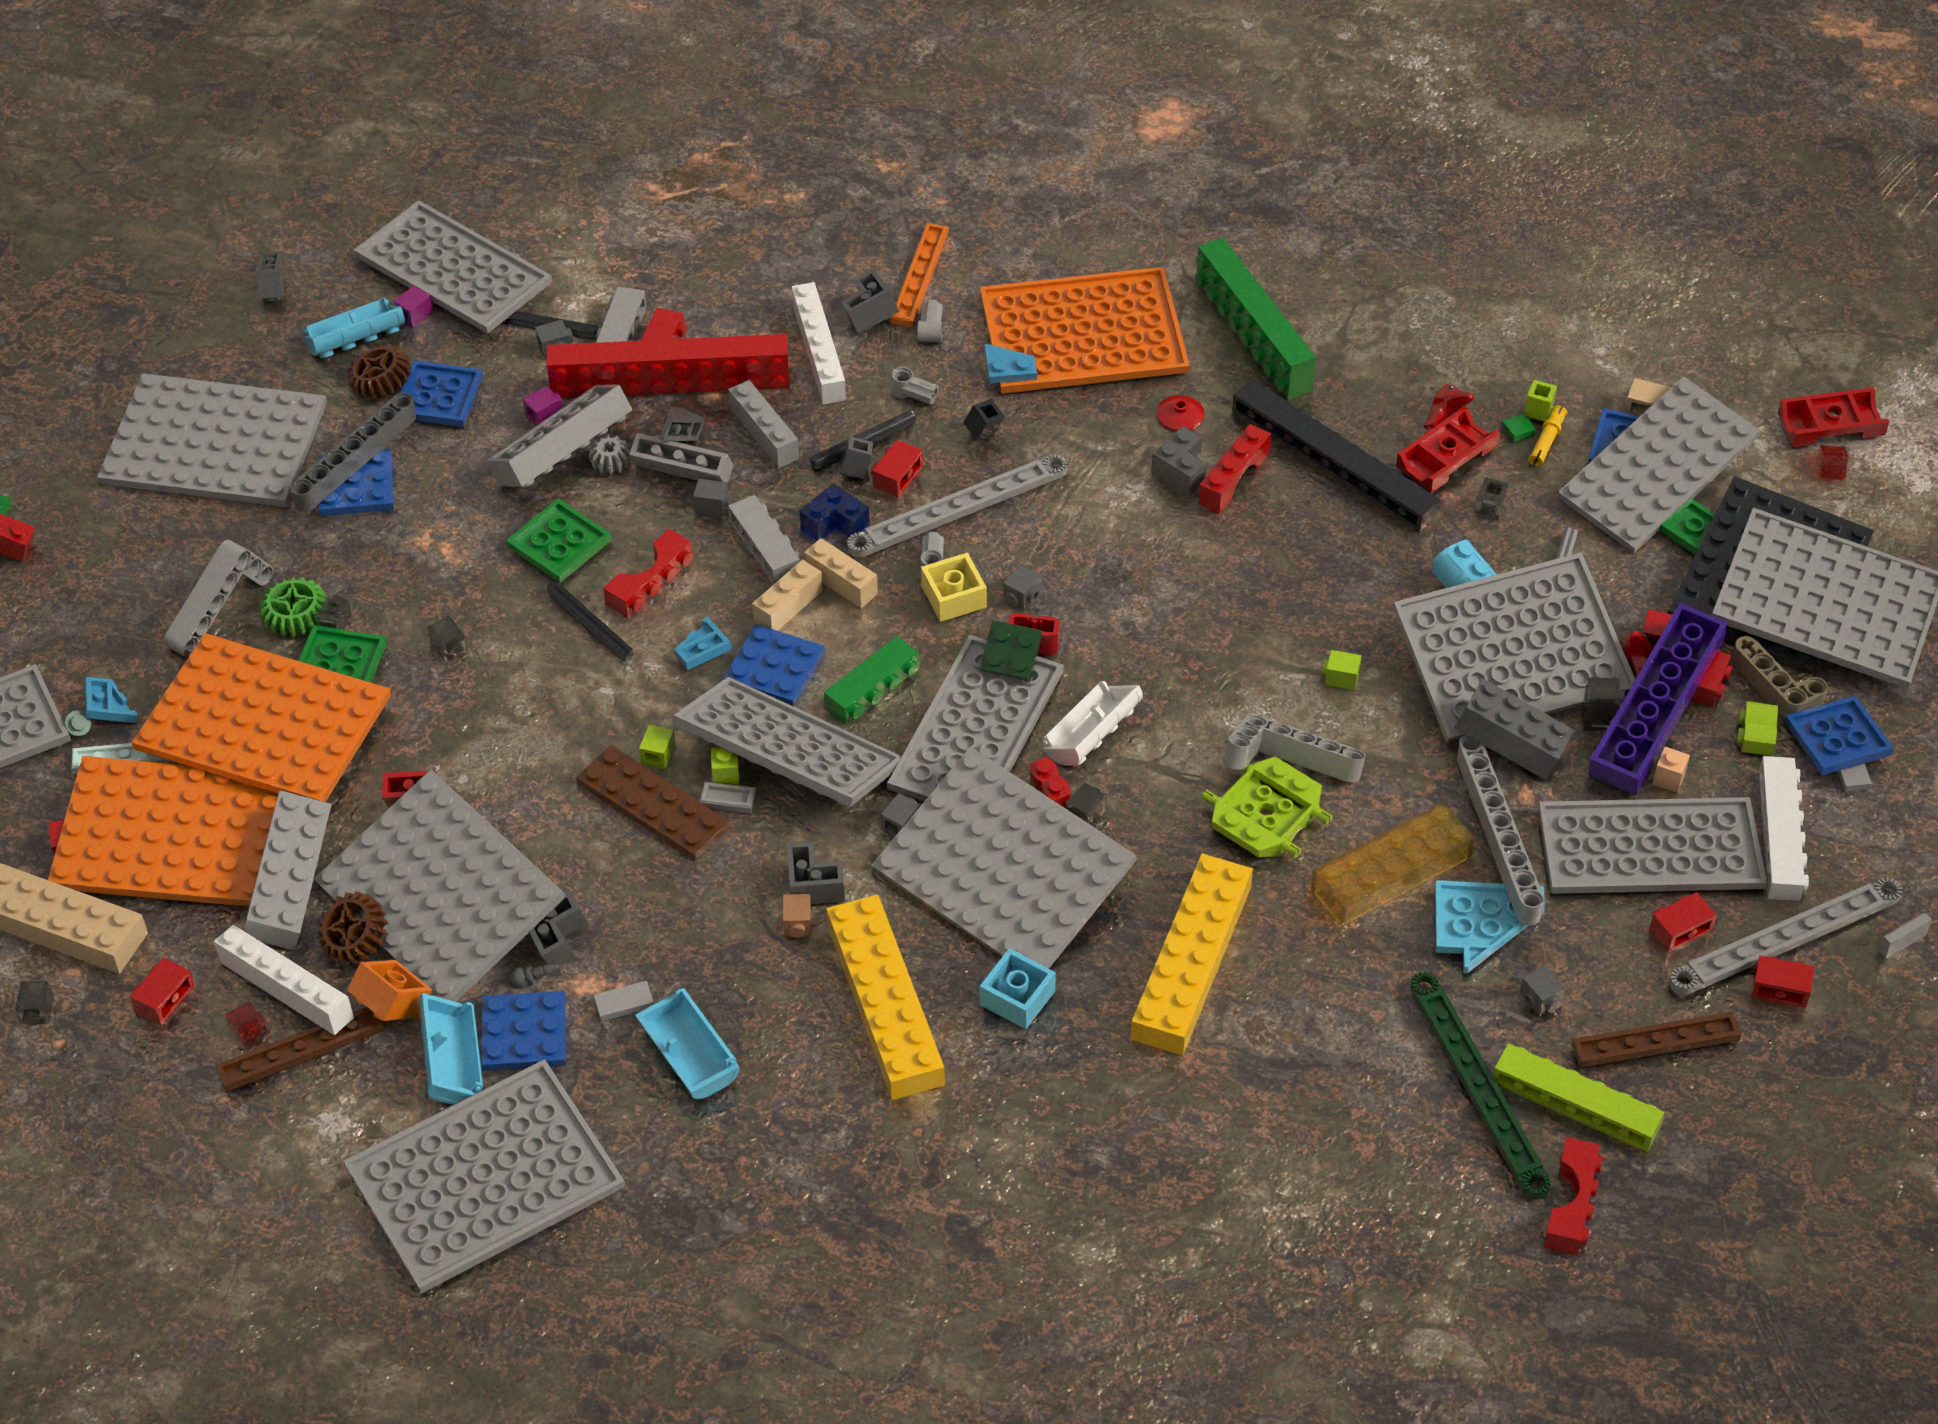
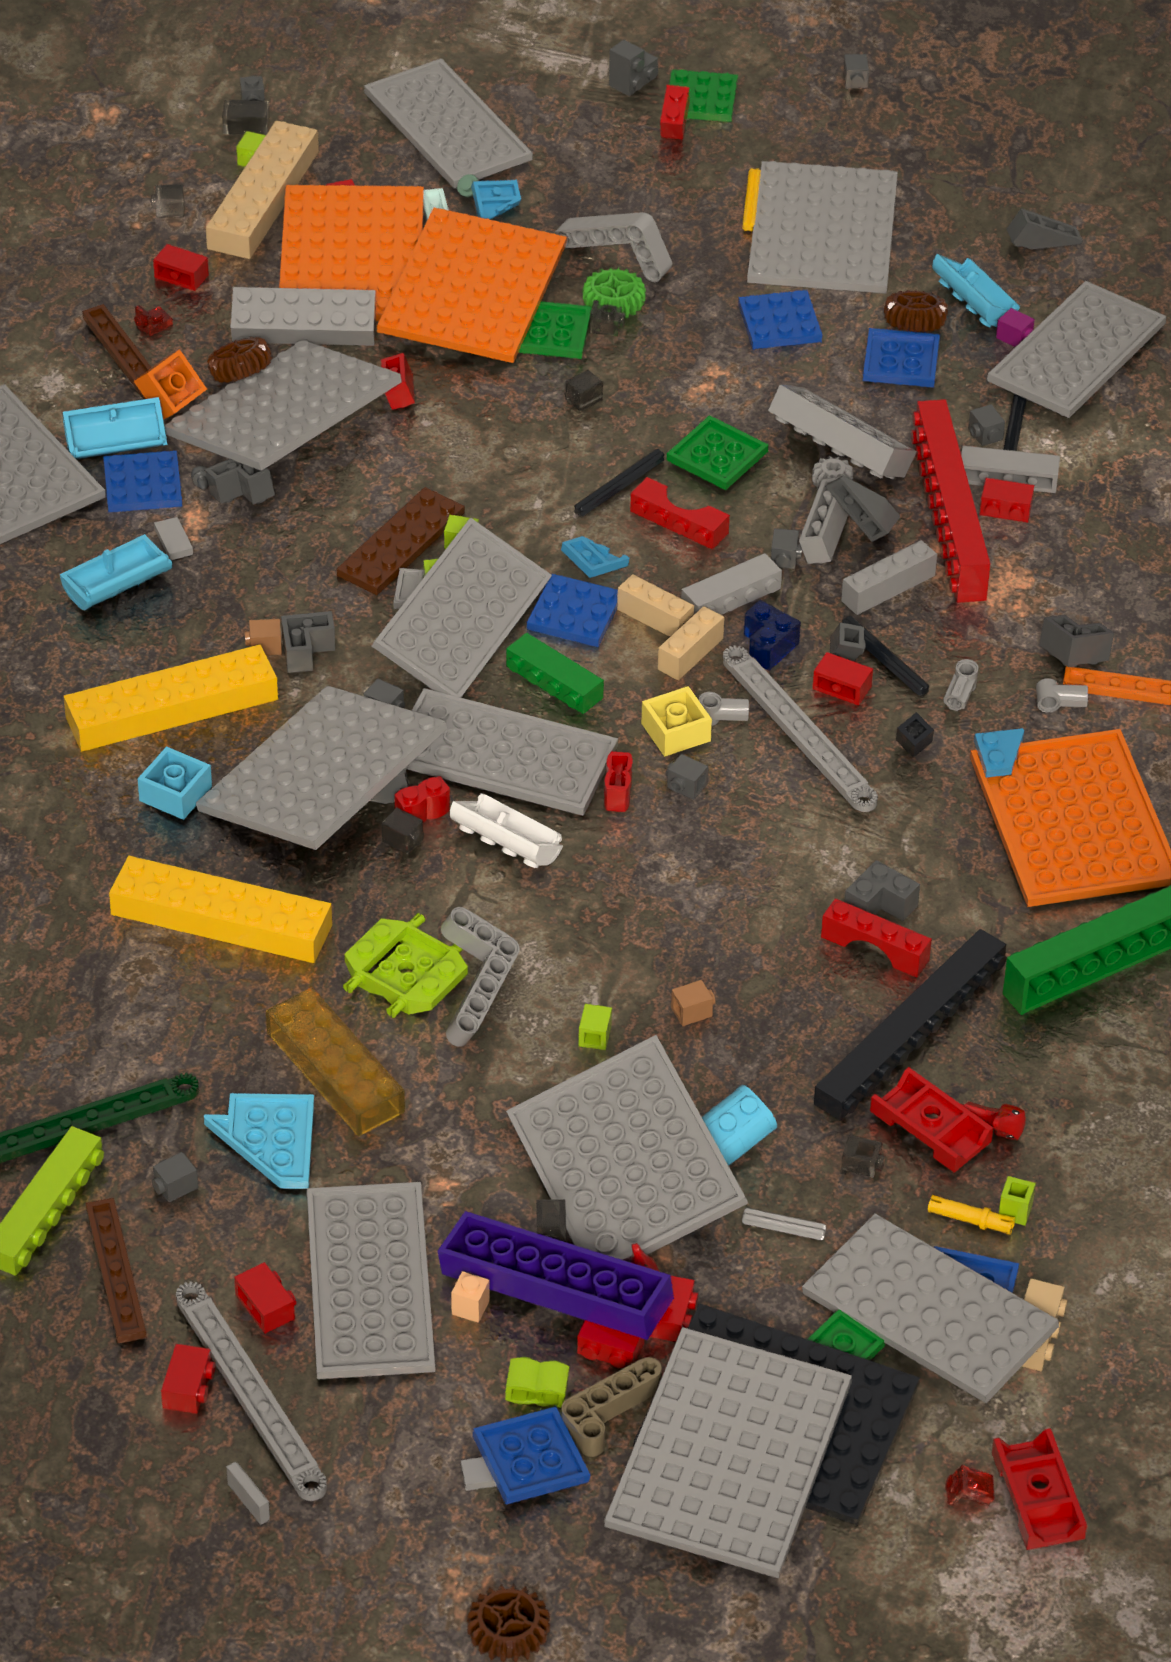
camera: 85 degrees right, 5 degrees down
(156, 491) = (751, 199): none -> yellow axle
(284, 979) = (183, 326): white brick -> none
(353, 452) = (802, 301): dark grey beam -> none
(541, 405) = (892, 423): magenta brick -> none
(818, 343) = (1011, 610): white brick -> none
(1011, 650) = (585, 758): dark green plate -> none
(1179, 412) = (966, 903): red dish -> none
(1312, 600) = (692, 1002): none -> medium nougat brick
(1500, 831) = (376, 1141): light grey beam -> none
(1514, 729) = (505, 1150): dark grey brick -> none
(1518, 427) = (984, 1191): green tile -> none
(1782, 829) = (395, 1392): white brick -> none

